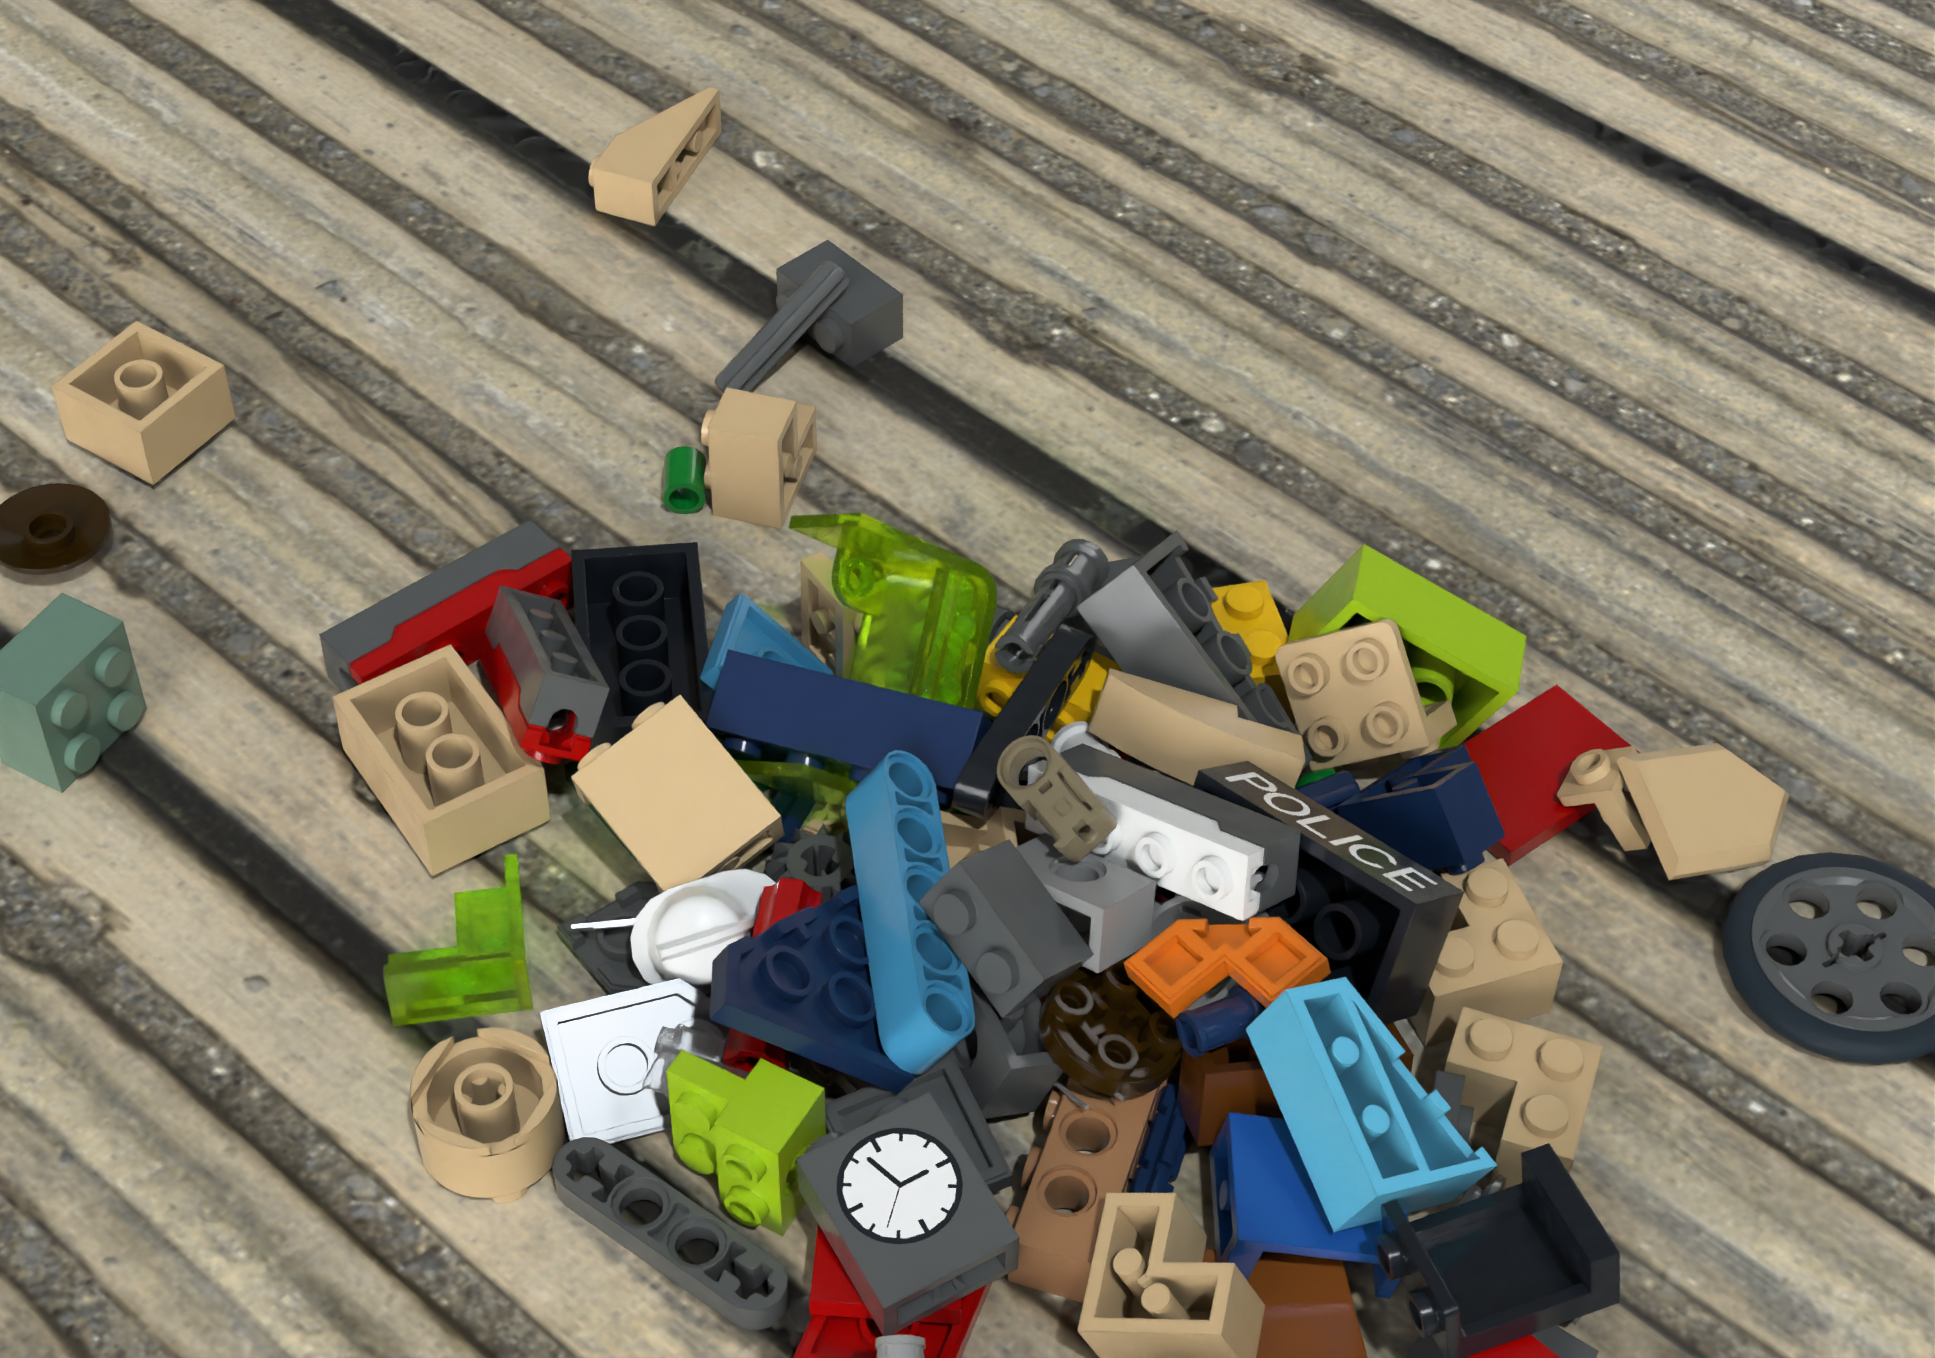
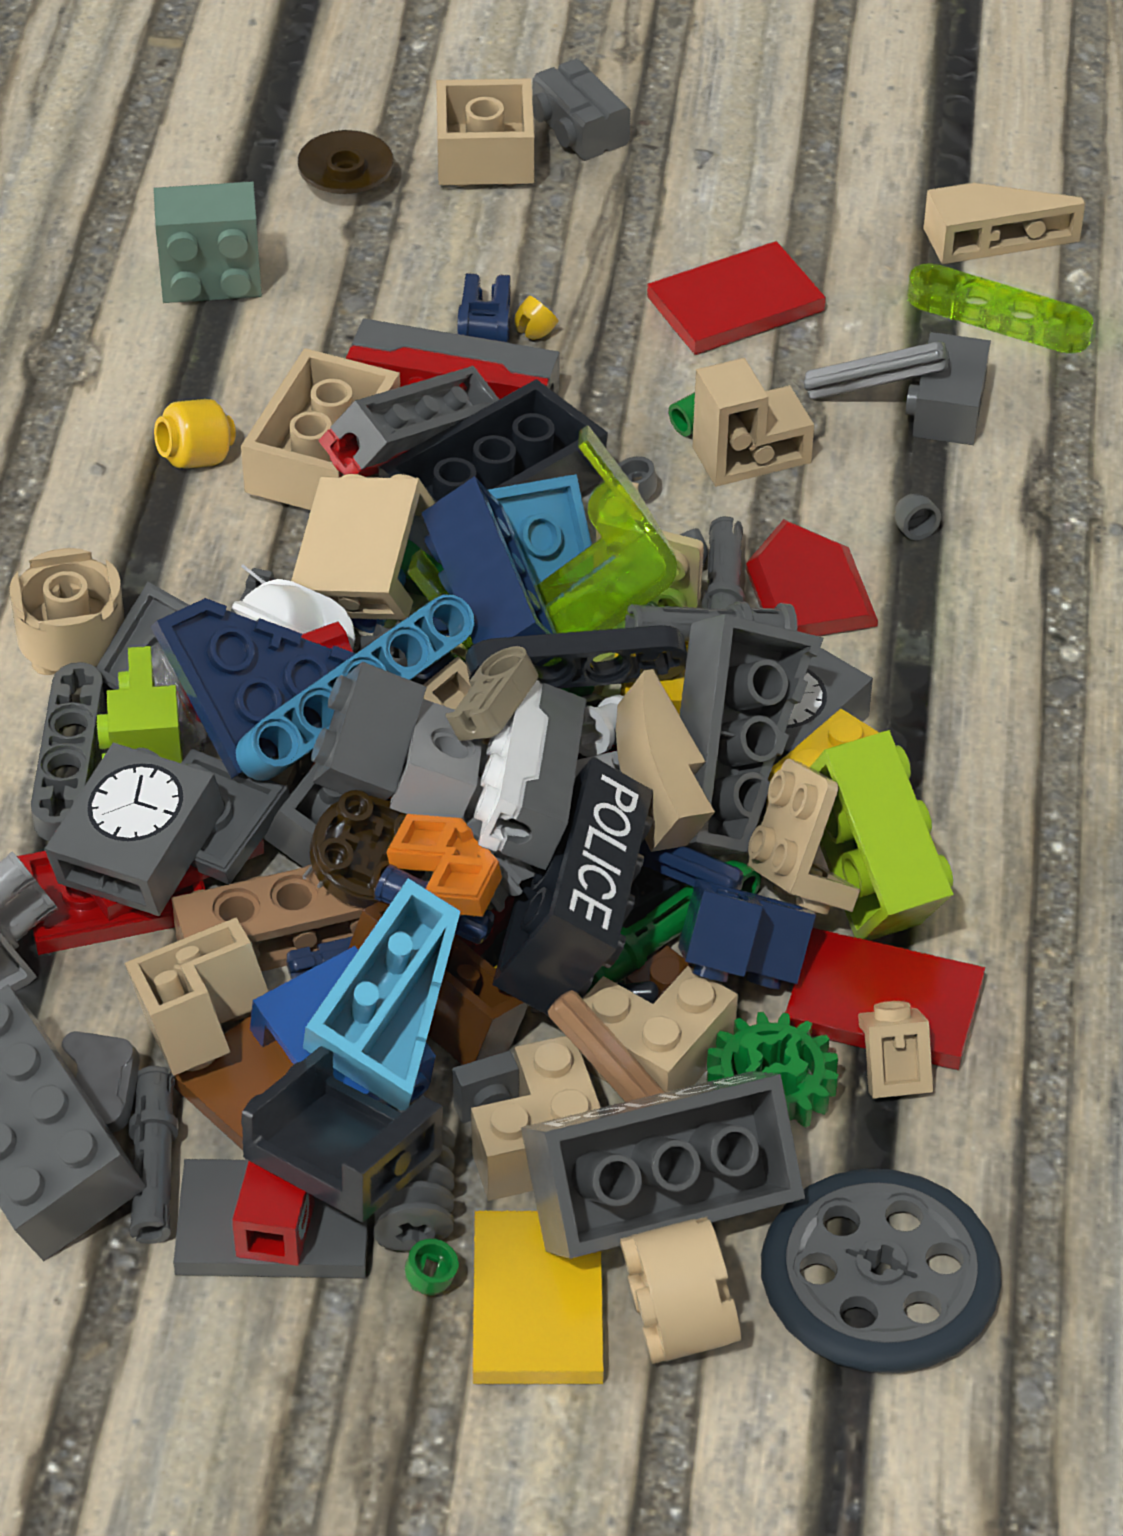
camera: 55 degrees right, 0 degrees up
(199, 315) = (580, 109): none -> dark grey brick
(318, 865) = (194, 433): none -> yellow head
(387, 548) = (488, 318): none -> dark blue piece
(433, 517) = (534, 319): none -> yellow hinge
(479, 975) = (192, 558): clear neon green panel -> none
(556, 373) = (735, 297): none -> red tile
(702, 243) = (1067, 327): none -> clear neon green beam
(741, 562) = (644, 468): none -> dark grey hinge
(968, 417) = (917, 516): none -> dark grey hinge
(985, 528) = (814, 578): none -> red tile
(1517, 998) = (602, 1048): none -> medium nougat axle
(1581, 895) = (781, 1051): none -> green gear
(1643, 1296) = (445, 1270): none -> green hinge
(1680, 1031) = (662, 1162): none -> dark grey brick
(1704, 808) = (931, 1106): tan tile -> none
(1720, 1233) = (532, 1308): none -> yellow tile
(1822, 1103) = (680, 1289): none -> tan brick

